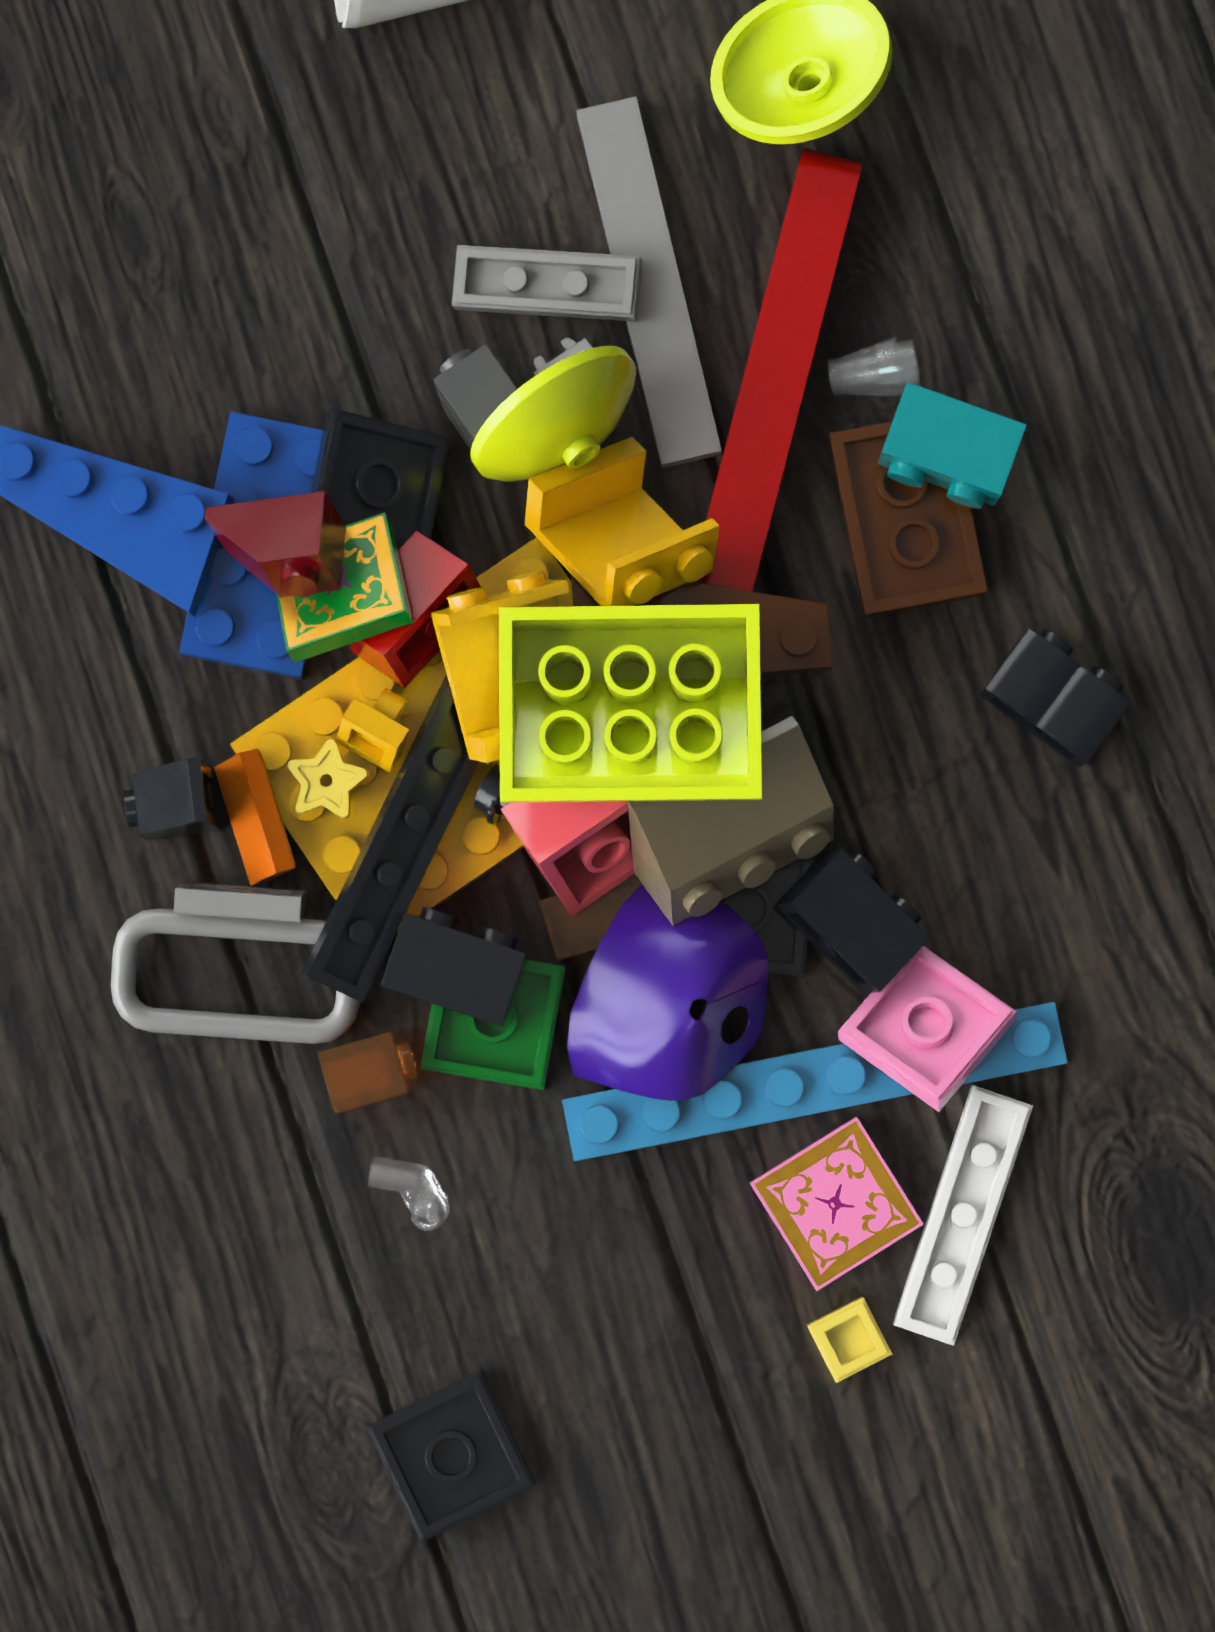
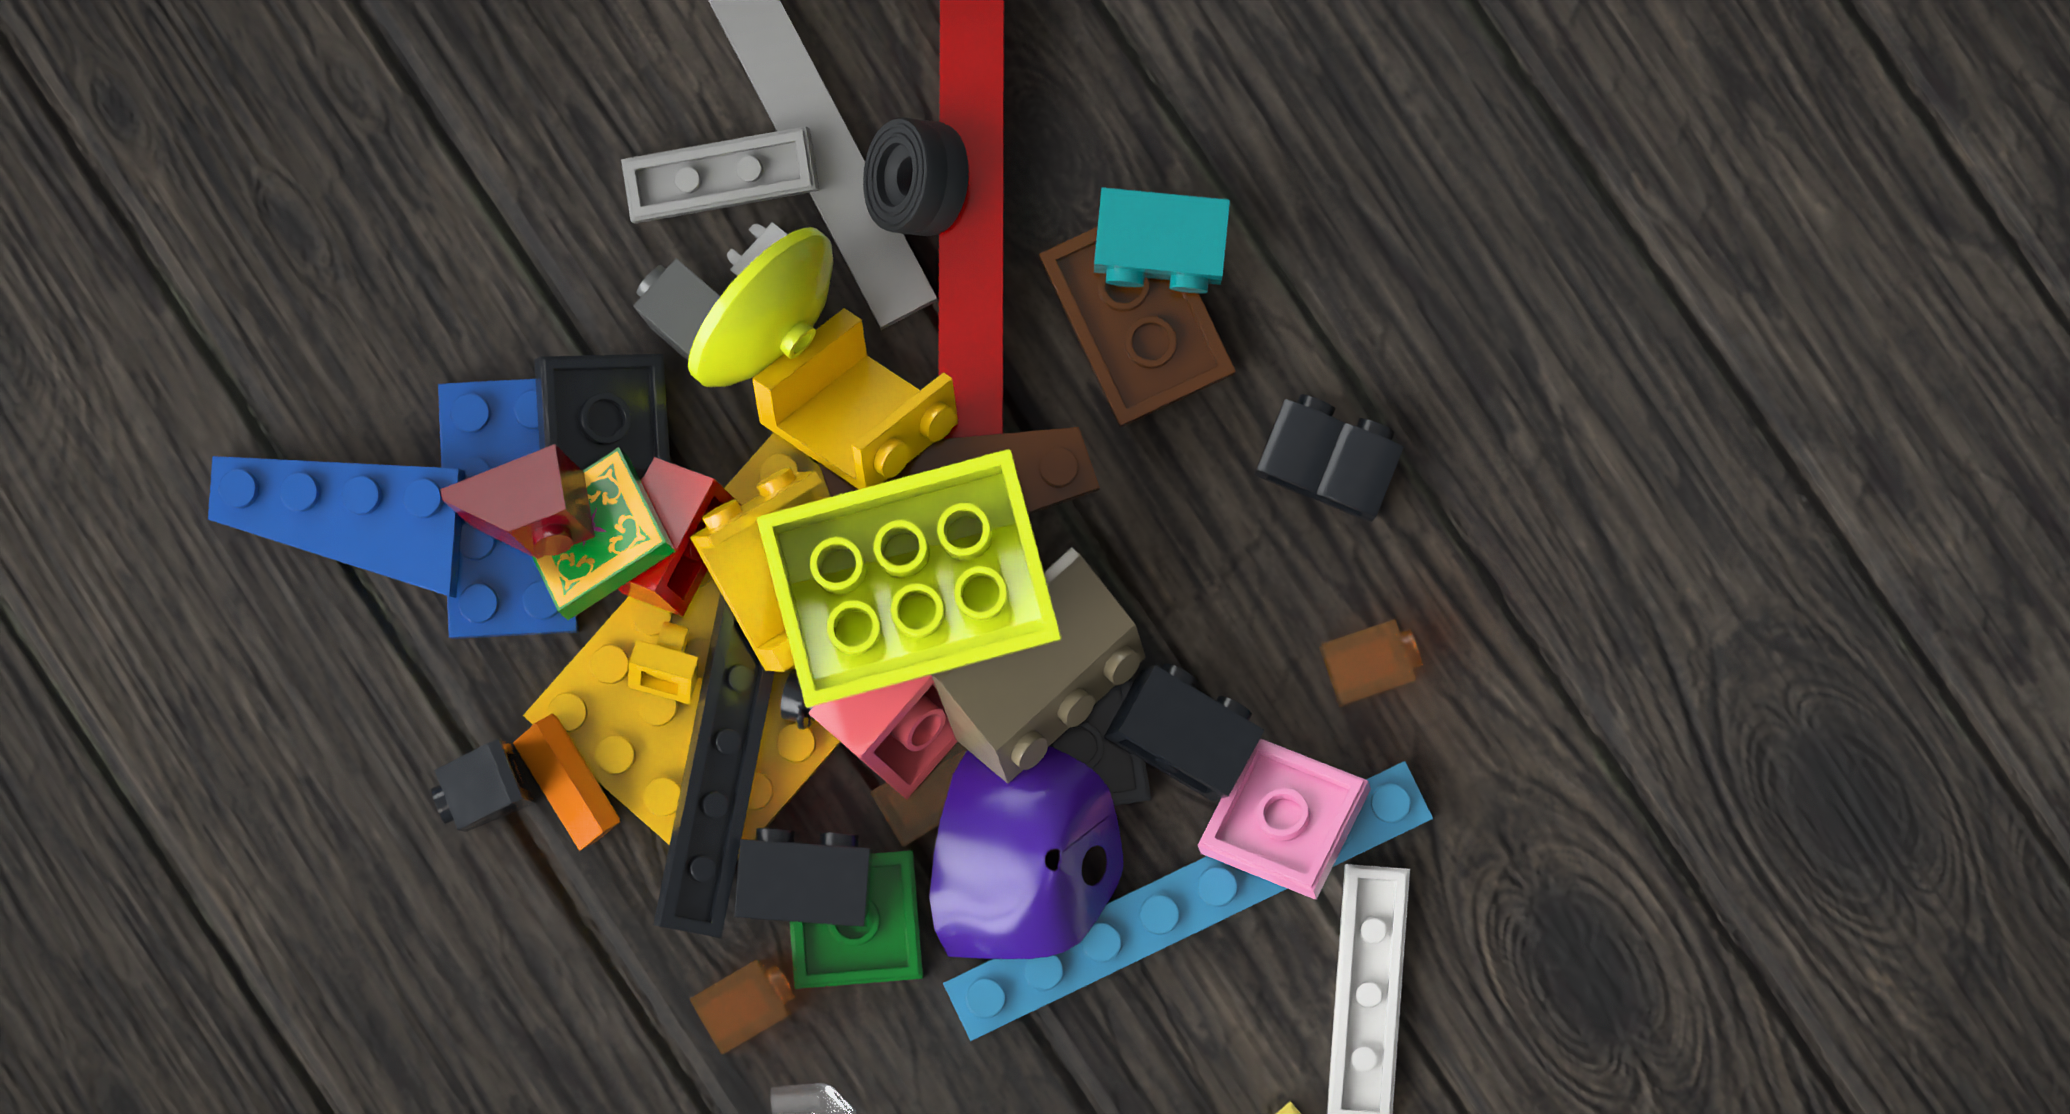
camera: 10 degrees left, 0 degrees up
(233, 914) = (565, 884): light grey bar -> none
(344, 779) = (643, 739): light yellow plate -> none
(732, 329) = (915, 177): none -> black tyre
(836, 1203) = (1240, 1015): tile -> none
(876, 370) = (1070, 178): clear cone -> none
(1046, 899) = (1370, 662): none -> clear orange brick

